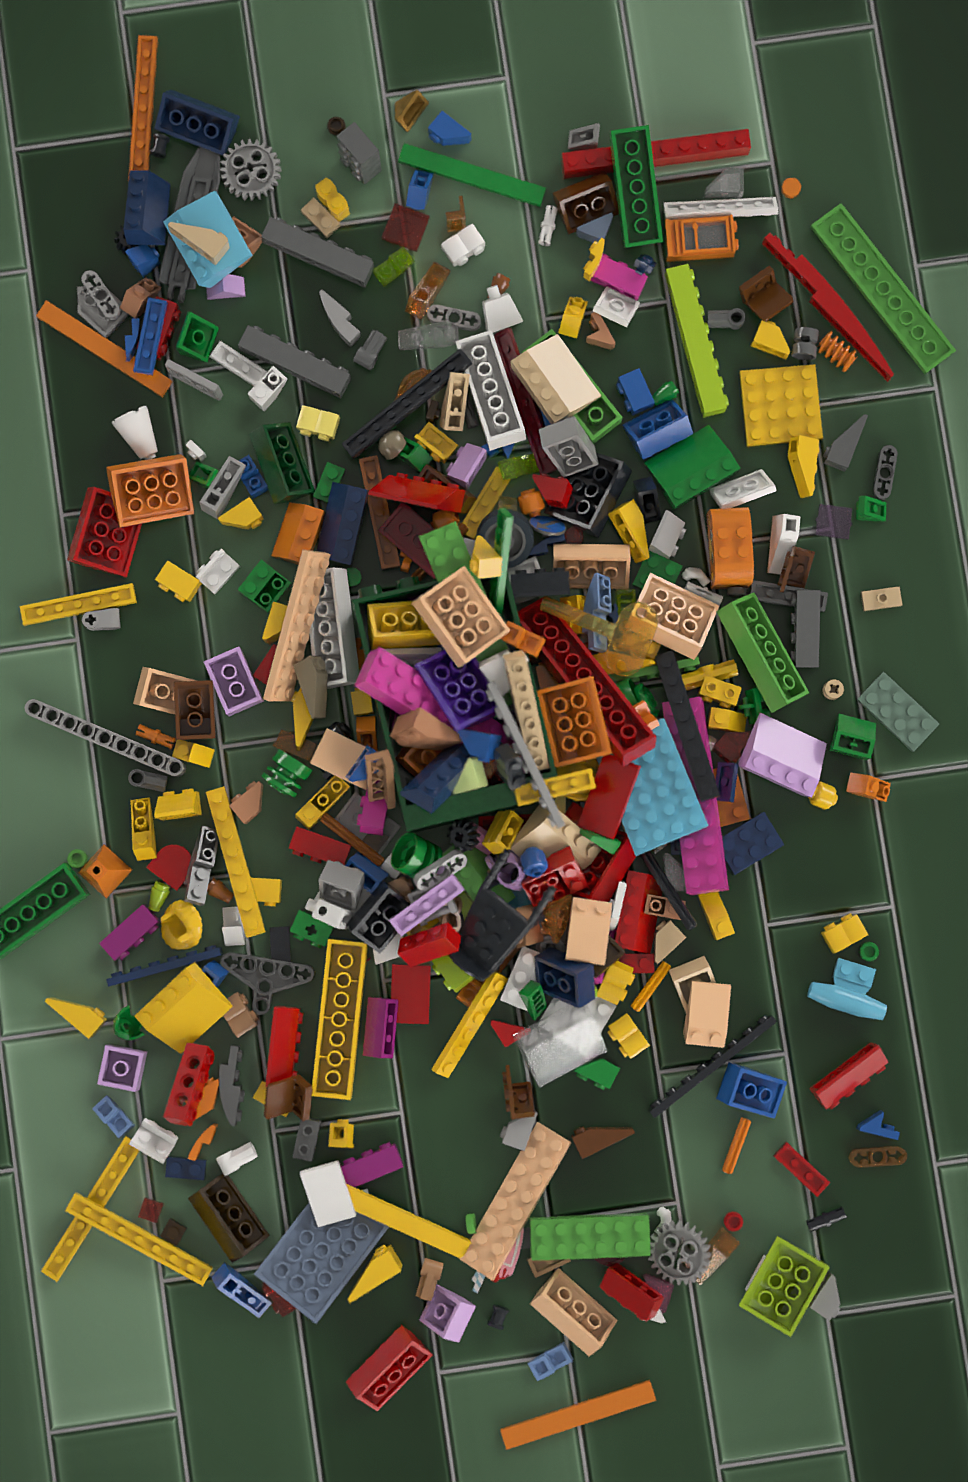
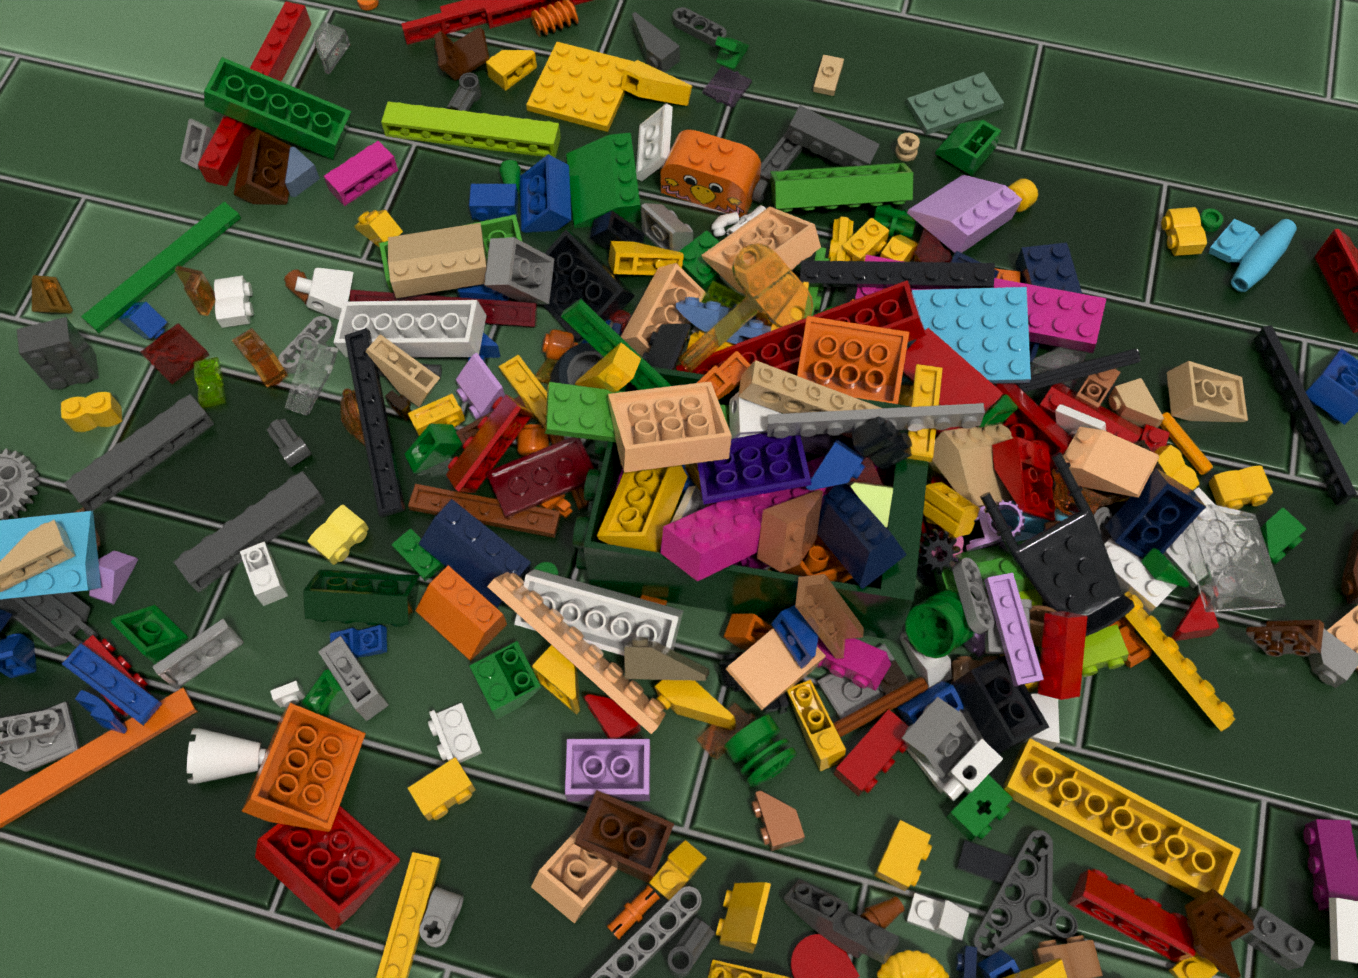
camera: 65 degrees left, 20 degrees down
(136, 297) = (56, 682): nougat slope -> none
(235, 862) = (855, 870): yellow plate -> none
(237, 363) = (213, 600): white tile -> none
(243, 516) = (402, 670): yellow slope -> none
(320, 217) = (102, 436): tan plate -> none
(335, 1134) = (1290, 893): yellow brick -> none
(336, 125) = (12, 377): dark brown plate -> none
(340, 318) = (230, 461): light grey slope -> none
(361, 703) = (707, 624): yellow brick -> none
(380, 1027) = (1145, 774): magenta brick -> none
(391, 444) = (412, 461): dark tan hair -> none
(412, 991) = (1109, 722): red tile -> none
(448, 131) = (100, 266): blue slope -> none
(518, 466) = (511, 342): clear neon green slope -> none
(534, 862) = (1002, 484): blue head -> none
(548, 225) = (265, 216): white pin -> none
(554, 490) = (550, 315): red slope -> none
(596, 252) = (329, 174): yellow slope -> none
(602, 337) = (414, 208): nougat slope -> none
(616, 306) = (392, 182): white plate -> none
(644, 264) = (363, 140): dark blue plate -> none
(700, 238) = (370, 85): orange door -> none
(707, 1014) = (1244, 390): light nougat slope -> none
(714, 208) = (353, 54): white plate -> none
(716, 915) = (1123, 339): yellow slope -> none
(783, 537) = (723, 123): white slope -> none
(797, 568) = (762, 127): reddish brown bracket -> none
(805, 343) = (528, 37): dark grey wheel -> none
(868, 787) = (1027, 152): orange slope -> none

